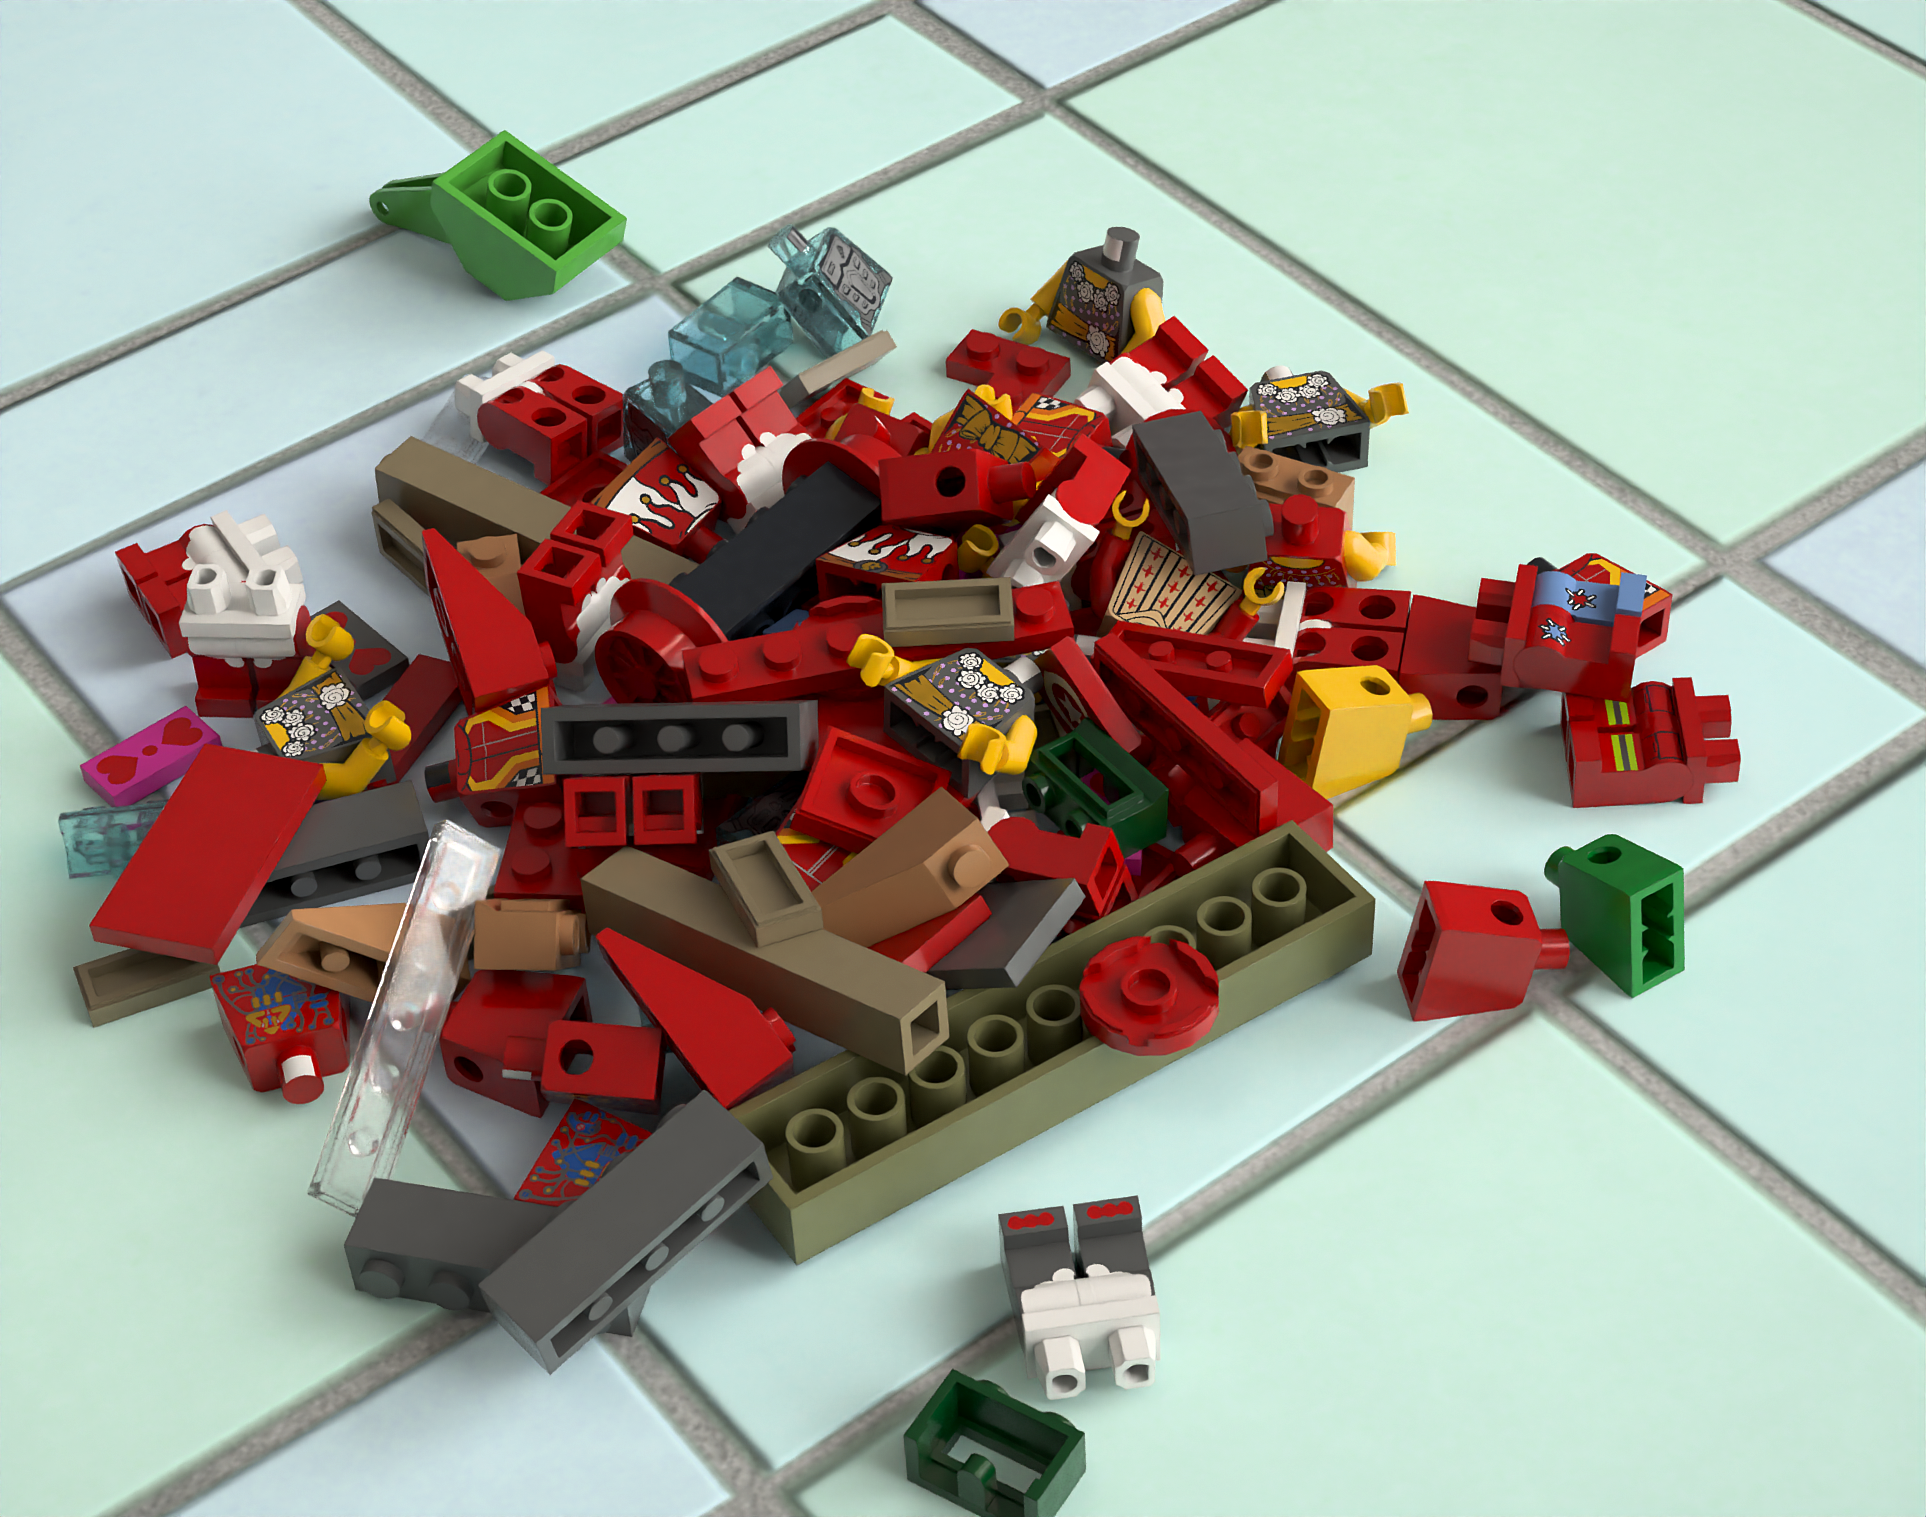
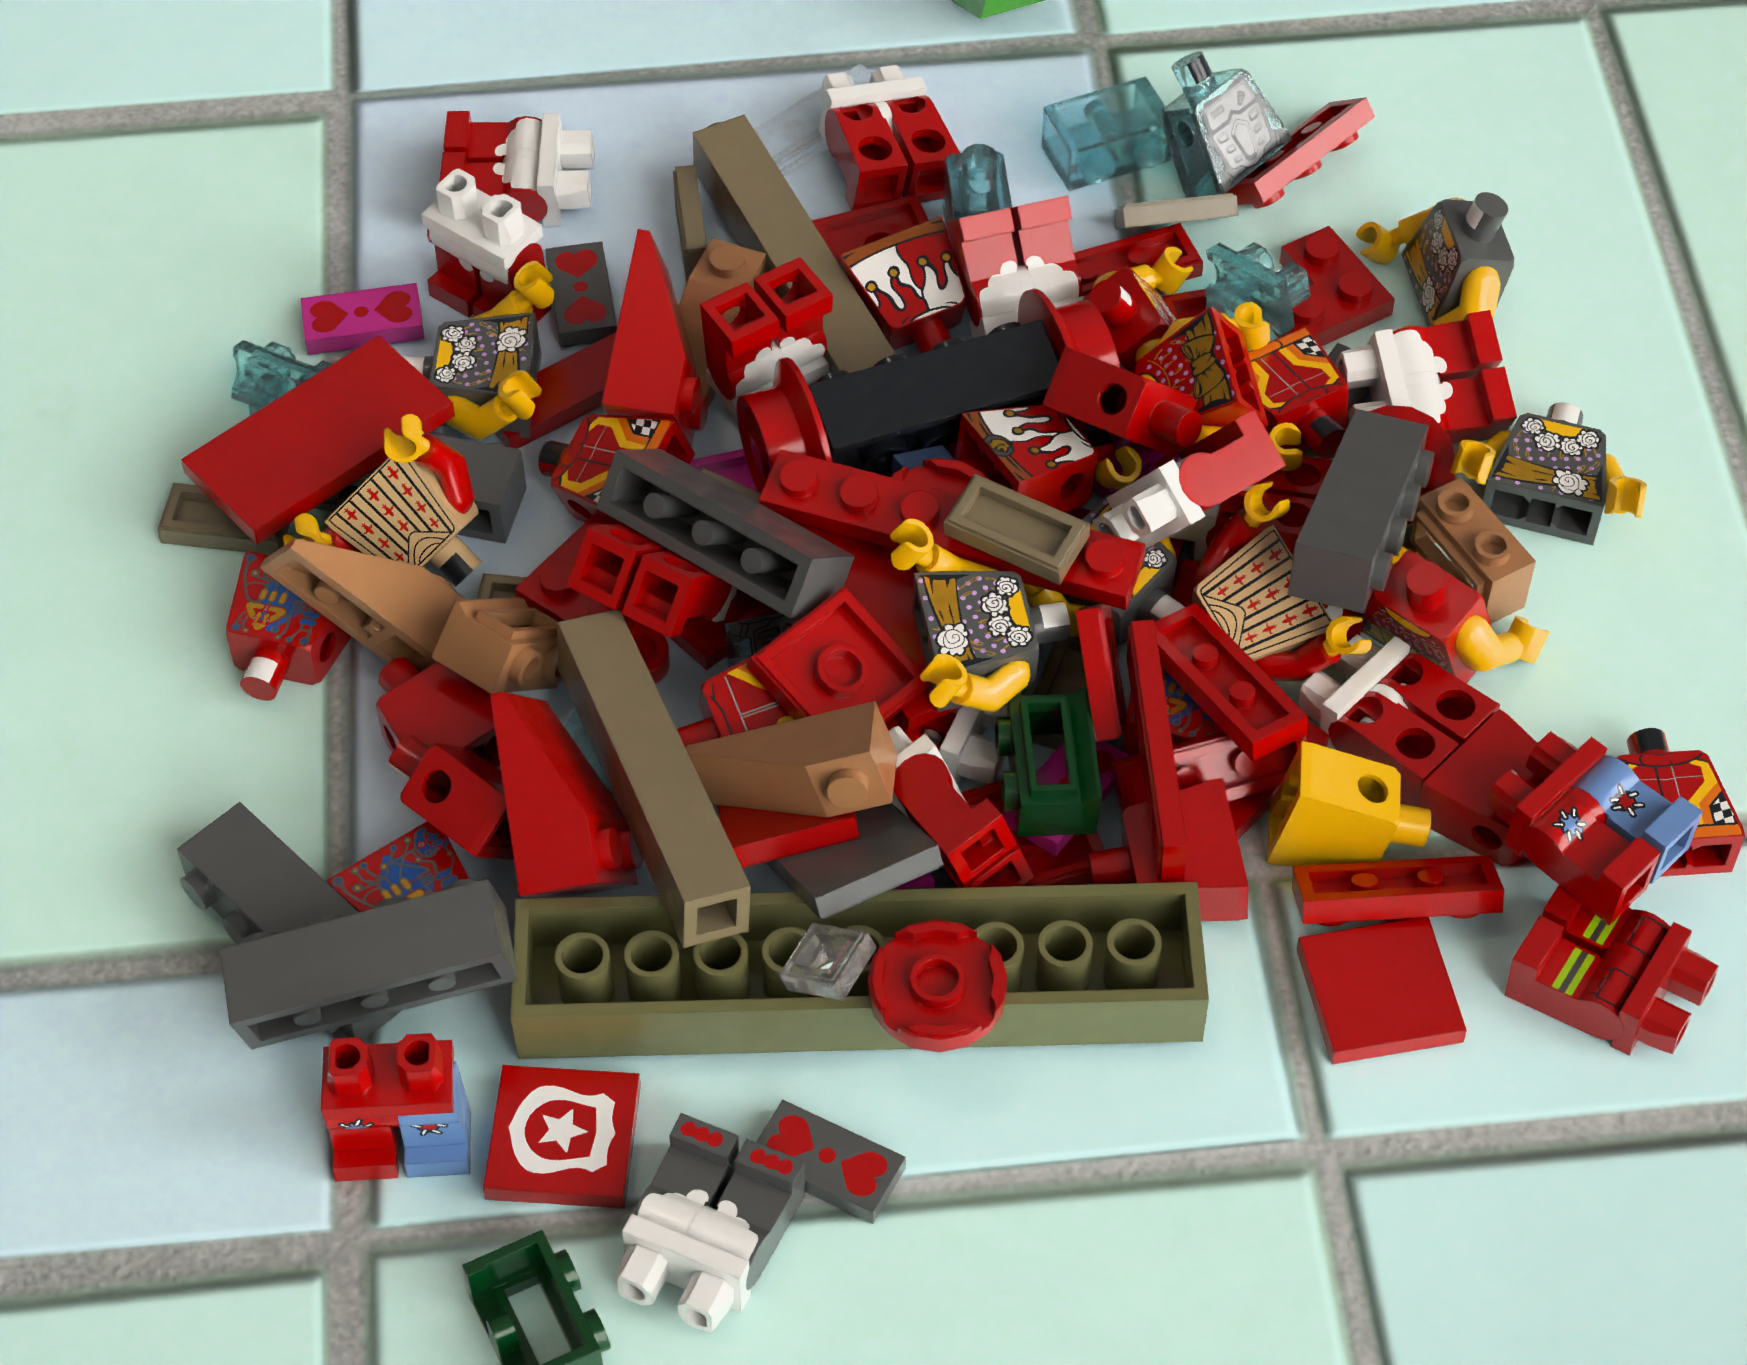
camera: 30 degrees right, 10 degrees up
(345, 855) = (407, 507): none -> torso
(405, 1018) = (355, 671): clear tile -> none
(734, 1344) = (389, 1089): none -> red hips
(766, 889) = (680, 716): dark tan tile -> none
(890, 1304) = (562, 1136): none -> red tile
(911, 268) = (1325, 131): none -> plate
(941, 383) = (1252, 278): none -> clear light blue hips
(1044, 1019) = (827, 961): none -> clear tile
(1171, 1195) = (838, 1162): none -> dark grey tile
(1435, 767) = (1397, 890): none -> red plate
(1474, 951) = (1279, 1094): red torso -> none
(1477, 840) = (1380, 990): none -> red tile
(1622, 910) = (1440, 1096): green torso -> none

